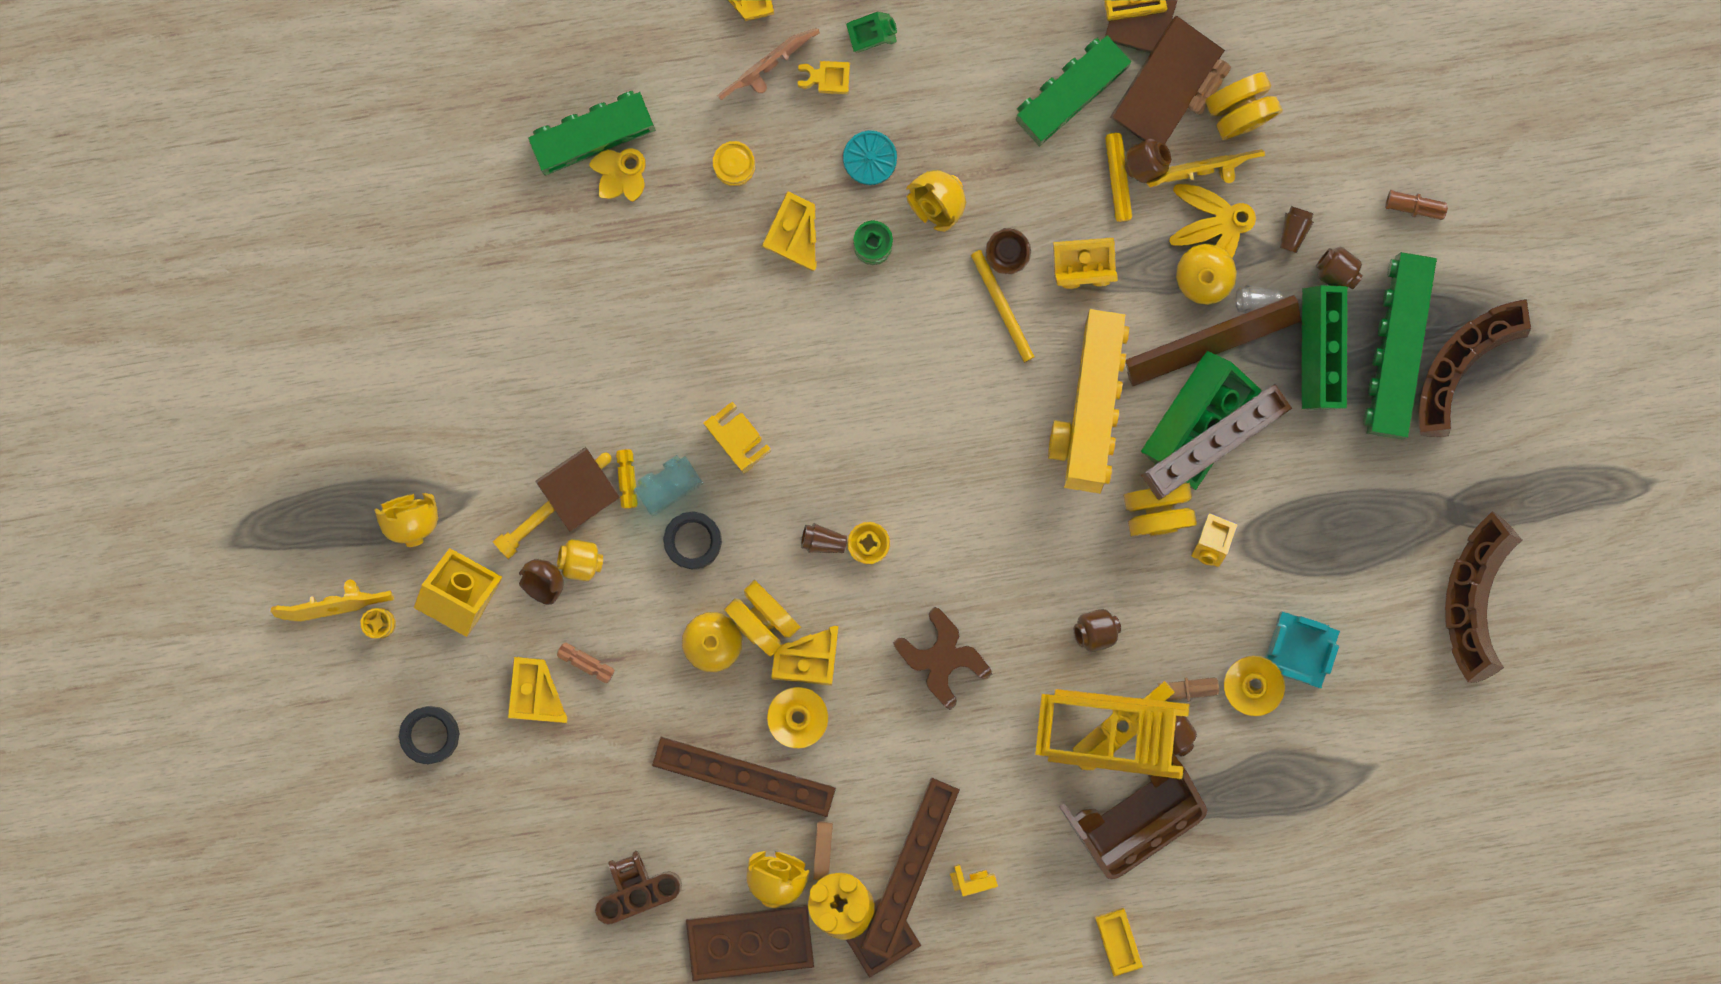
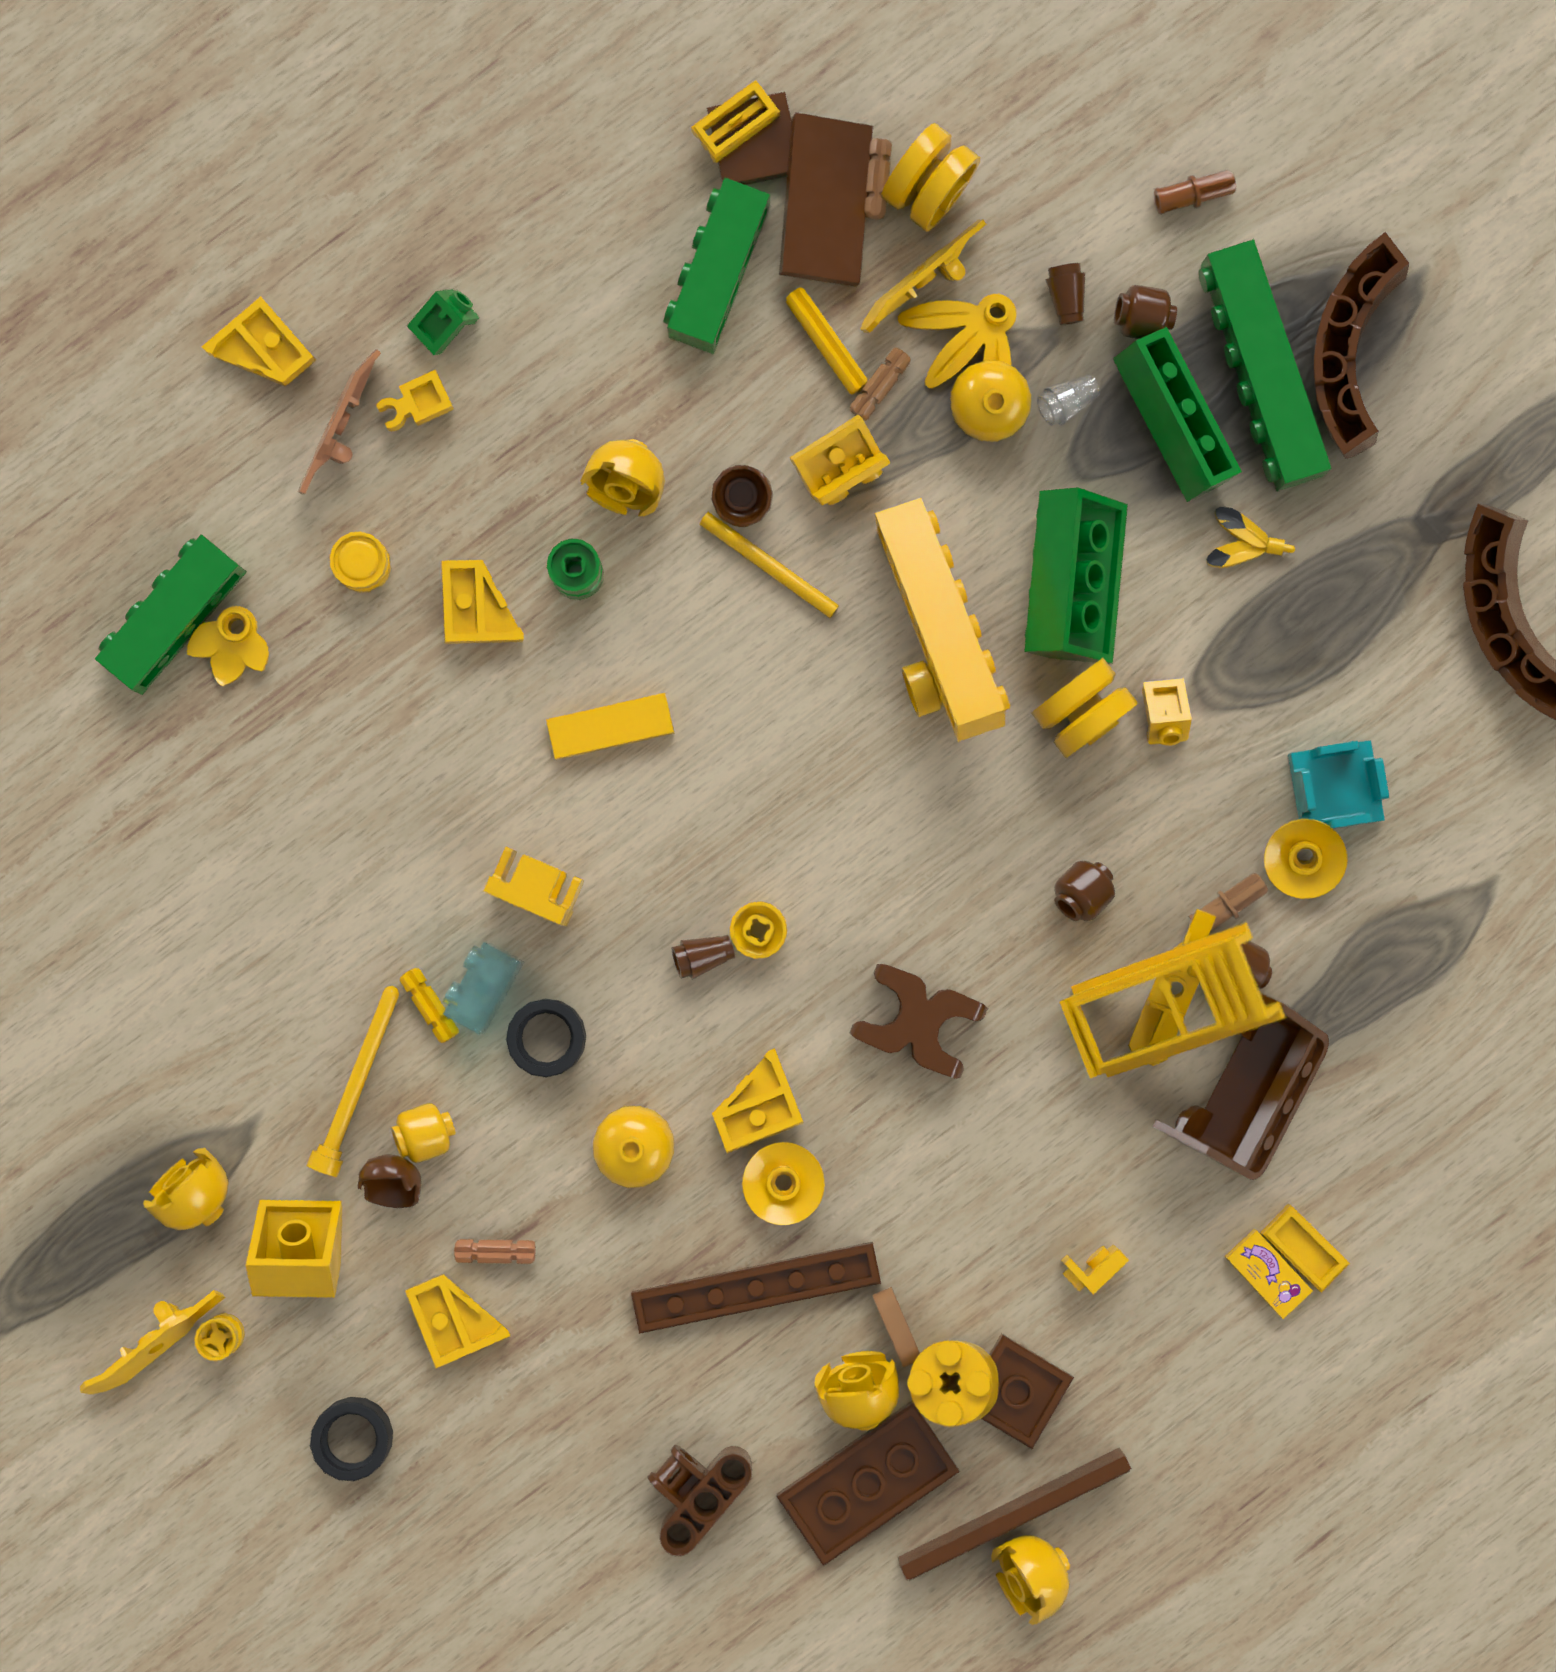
camera: 30 degrees left, 0 degrees up
(577, 489) = (375, 1049): reddish brown tile -> none
(761, 618) = (676, 1092): yellow wheel -> none
(841, 357) = (610, 726): none -> yellow tile
(870, 157) = (519, 471): teal wheel -> none
(910, 869) = (1012, 1294): reddish brown tile -> none
(1085, 946) = (1268, 1273): none -> yellow tile
(1139, 224) = (880, 383): none -> medium nougat axle
(1148, 160) = (851, 302): reddish brown head -> none
(1213, 339) = (1040, 473): reddish brown tile -> none
(1216, 442) = (1109, 593): tile -> none
(1331, 458) = (1252, 541): none -> yellow piece

